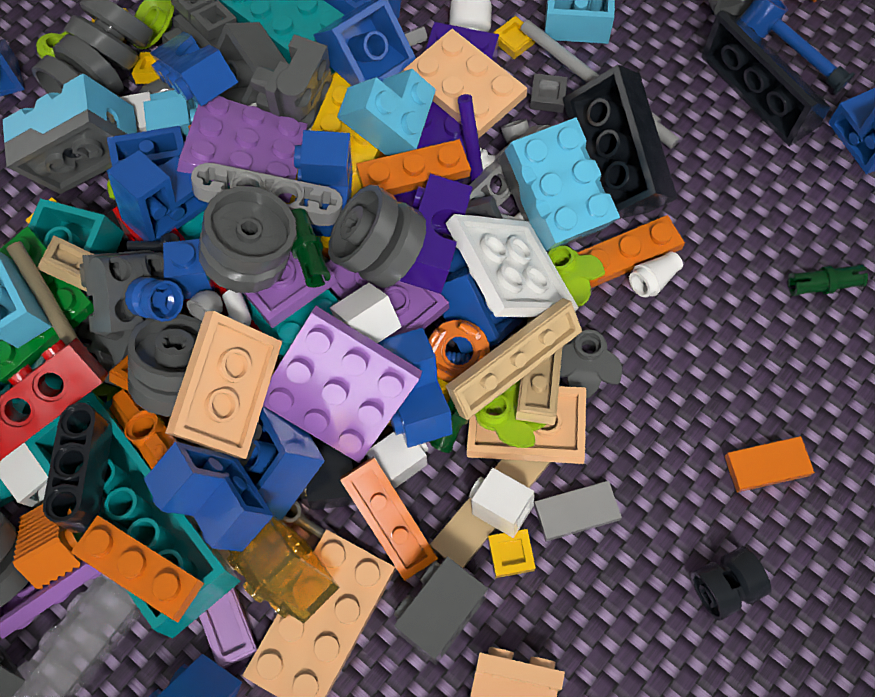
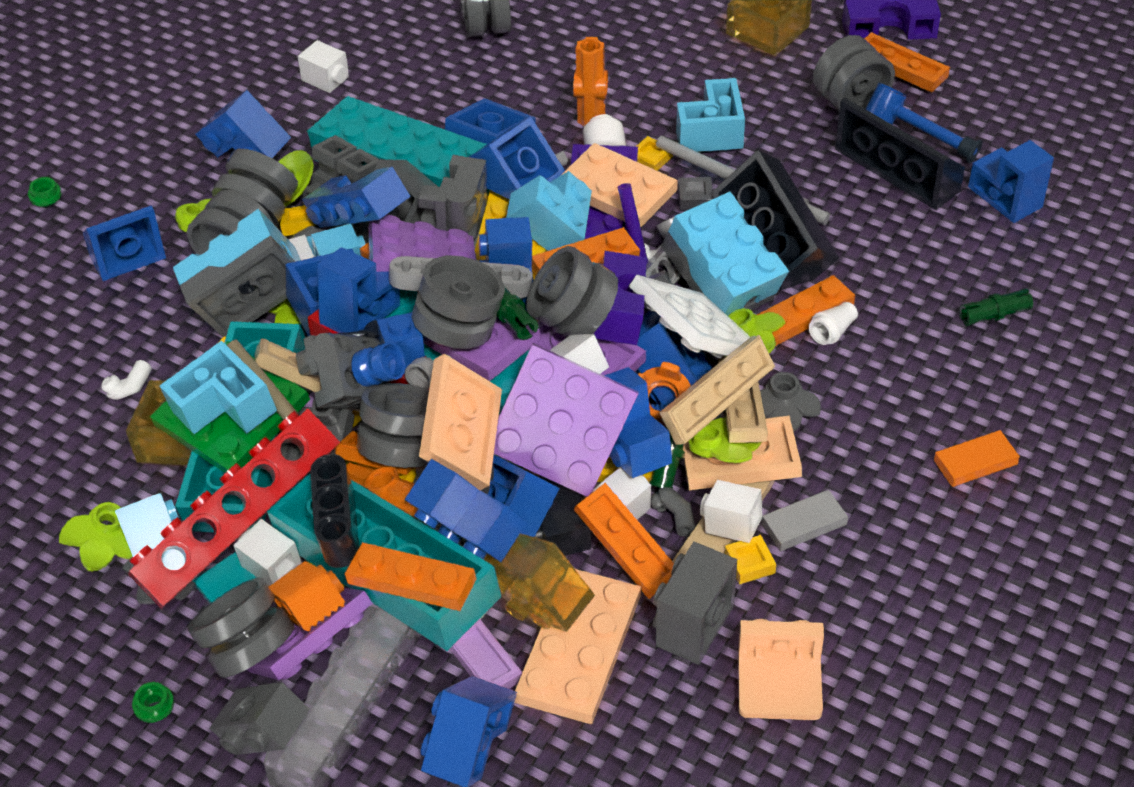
camera: 10 degrees left, 20 degrees down
(453, 472) = (681, 509): none -> dark grey arm
(735, 580) = (961, 547): black wheel -> none

